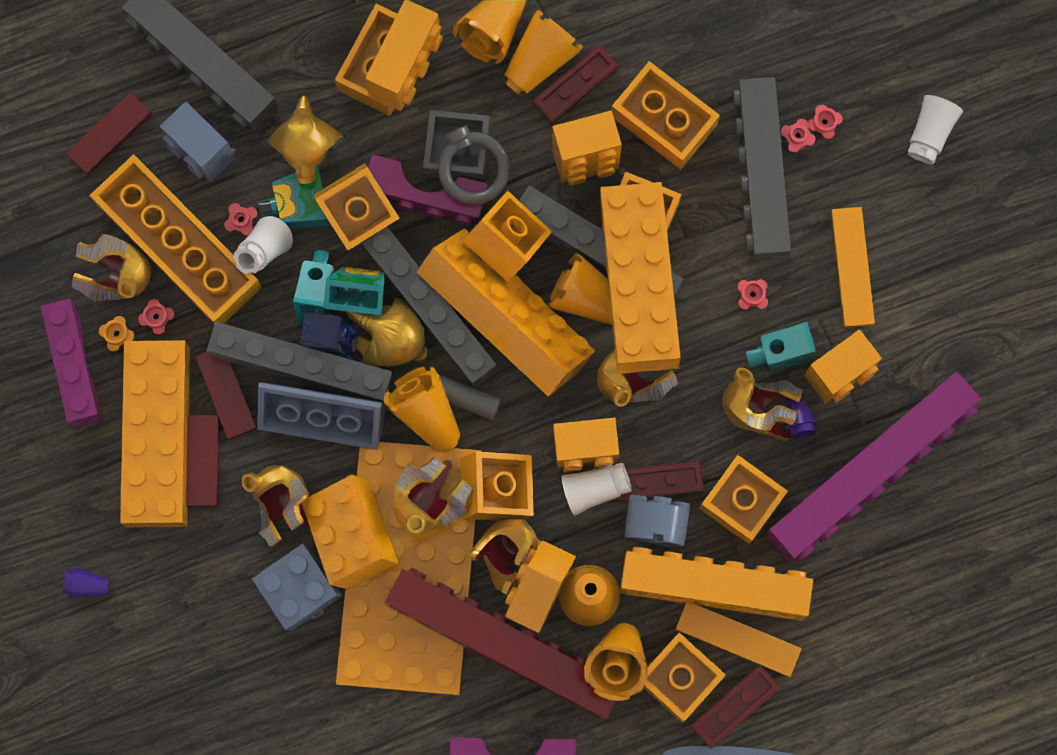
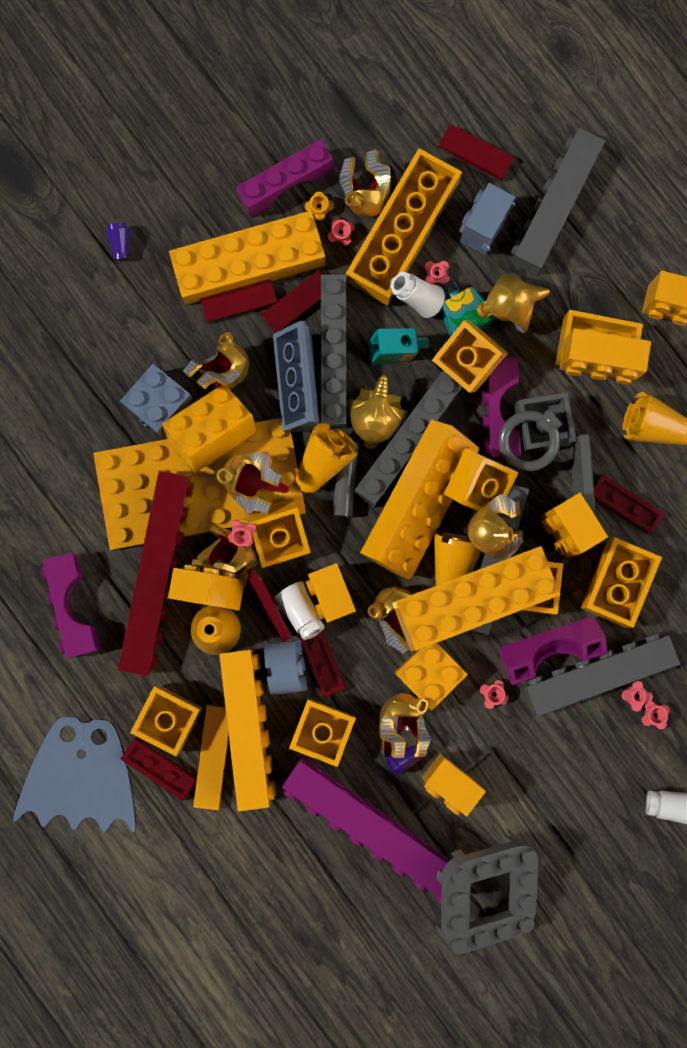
camera: 70 degrees right, 5 degrees up
(328, 335) = (360, 366): clear blue brick -> none
(358, 291) = (401, 376): teal torso -> none
(495, 526) = (238, 539): none -> coral plate
(523, 119) = (582, 469): none -> dark grey tile
(539, 54) = (641, 467): light orange cone -> none
(567, 239) = (490, 532): none -> pearl gold piece
(578, 519) = (269, 604): none -> dark red tile
(617, 664) = (161, 667): light orange cone -> none
(710, 358) = (431, 674): none -> light orange brick
(716, 178) = (578, 638): none -> magenta arch
(797, 348) = (461, 742): teal torso -> none
(852, 267) = (540, 769): light orange tile -> none
(1009, 339) = (517, 915): none -> dark grey plate

